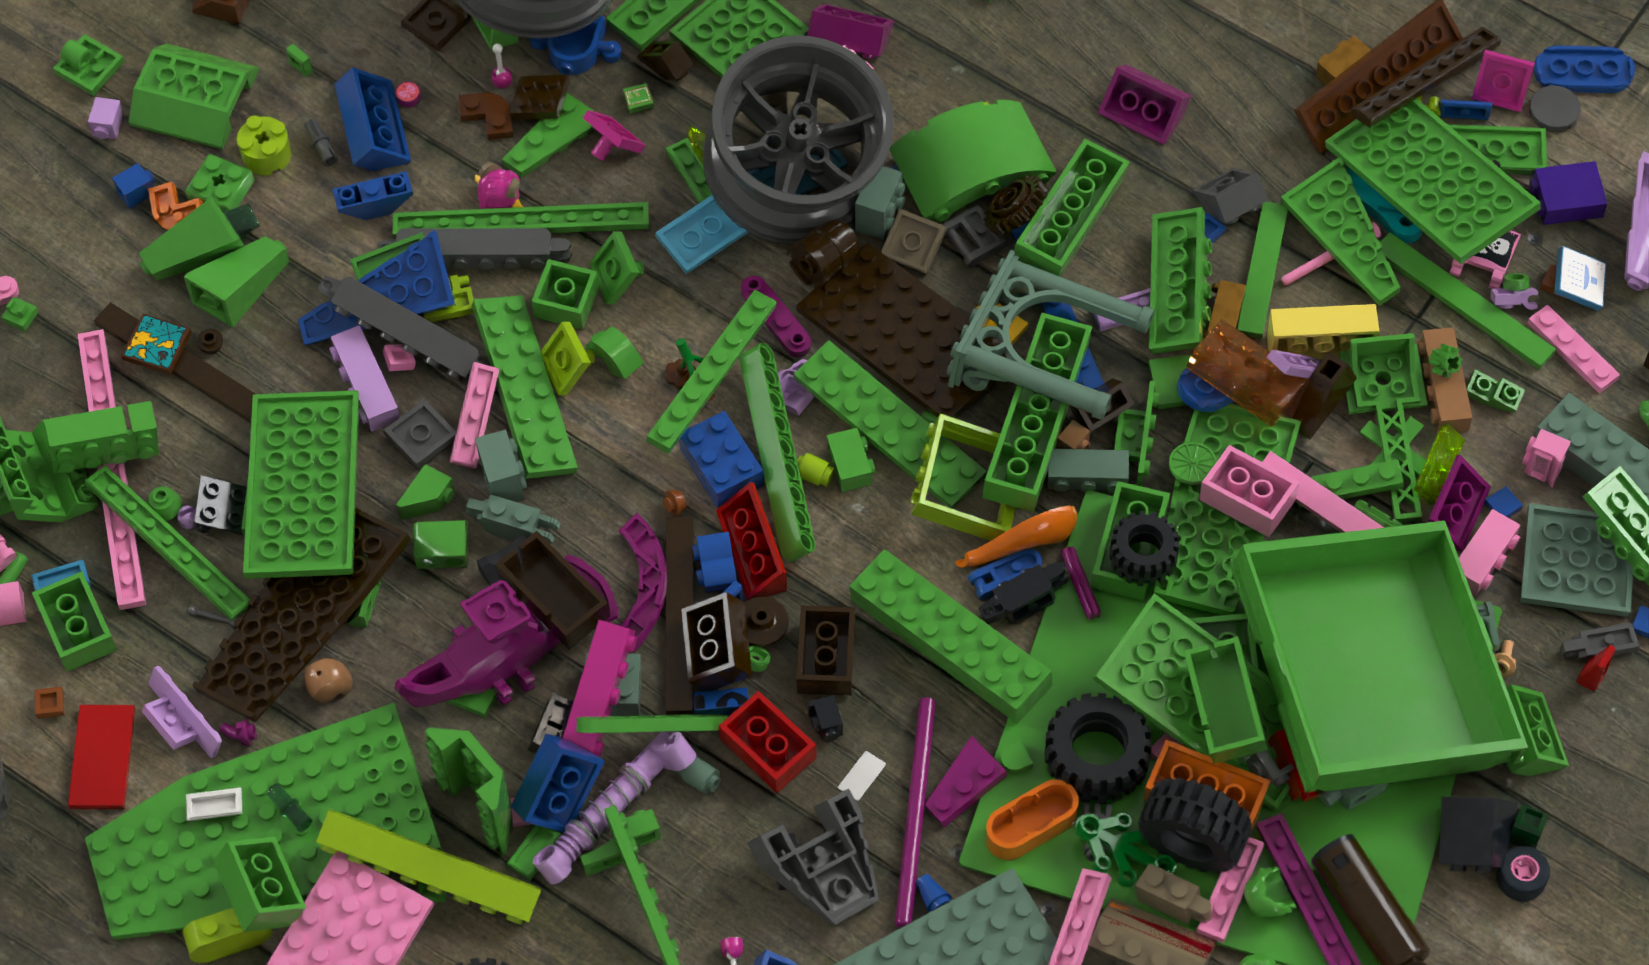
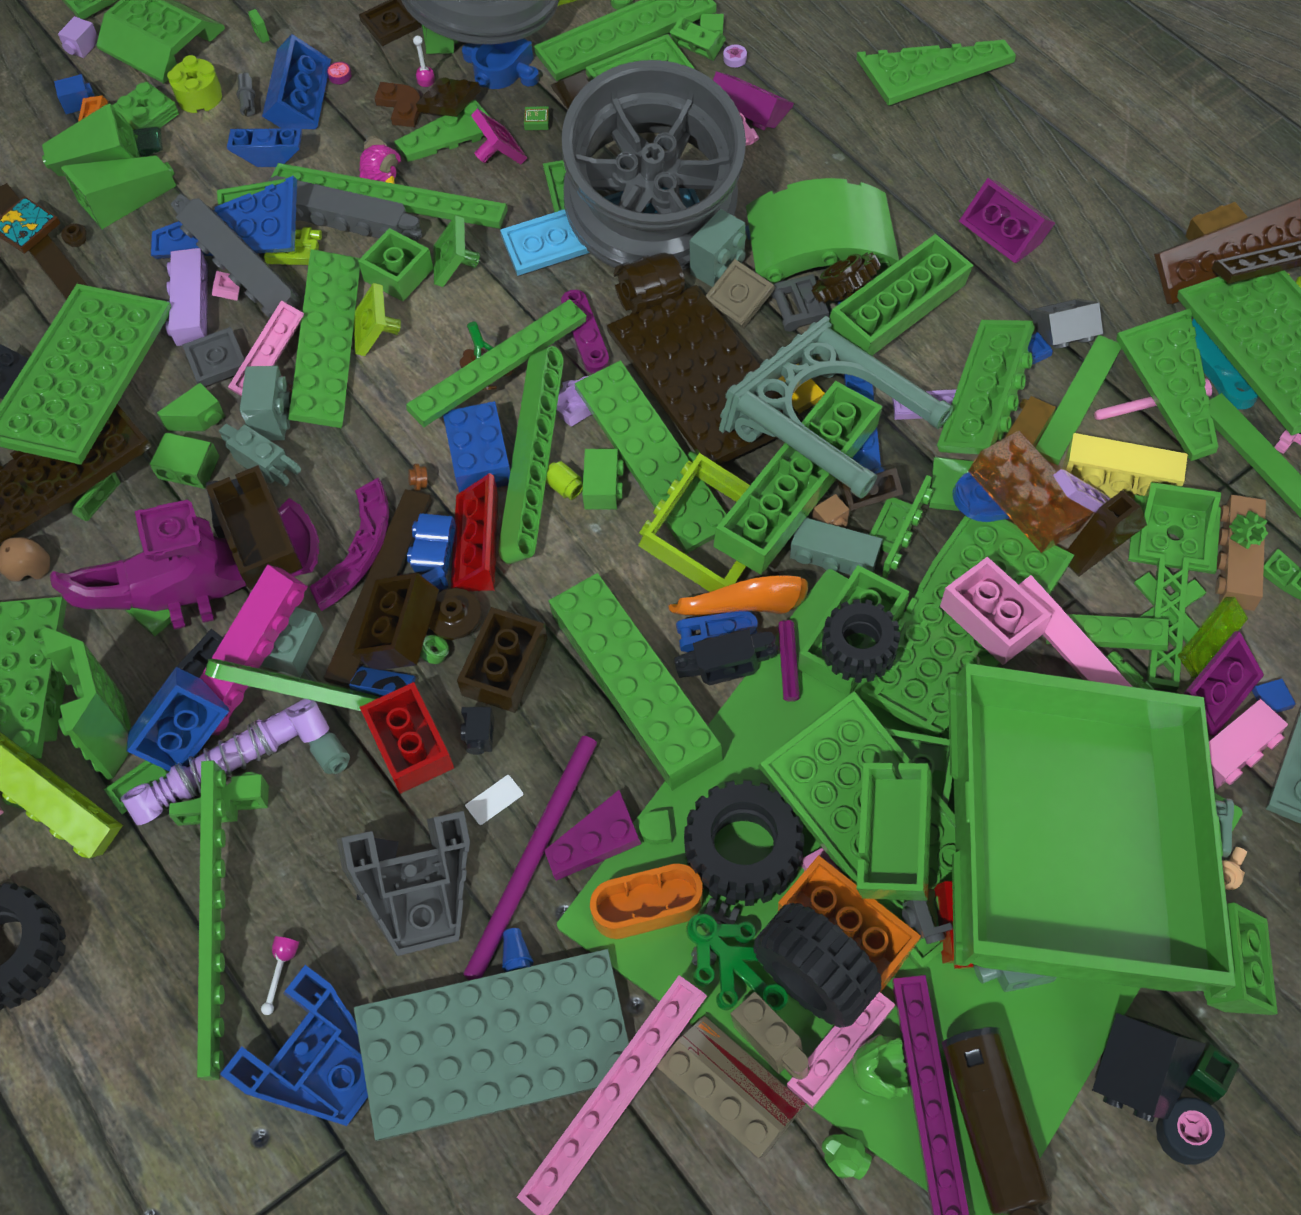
camera: 20 degrees right, 0 degrees up
(615, 351) = (420, 326): bright green brick -> none
(1191, 462) = (943, 566): bright green wheel -> none

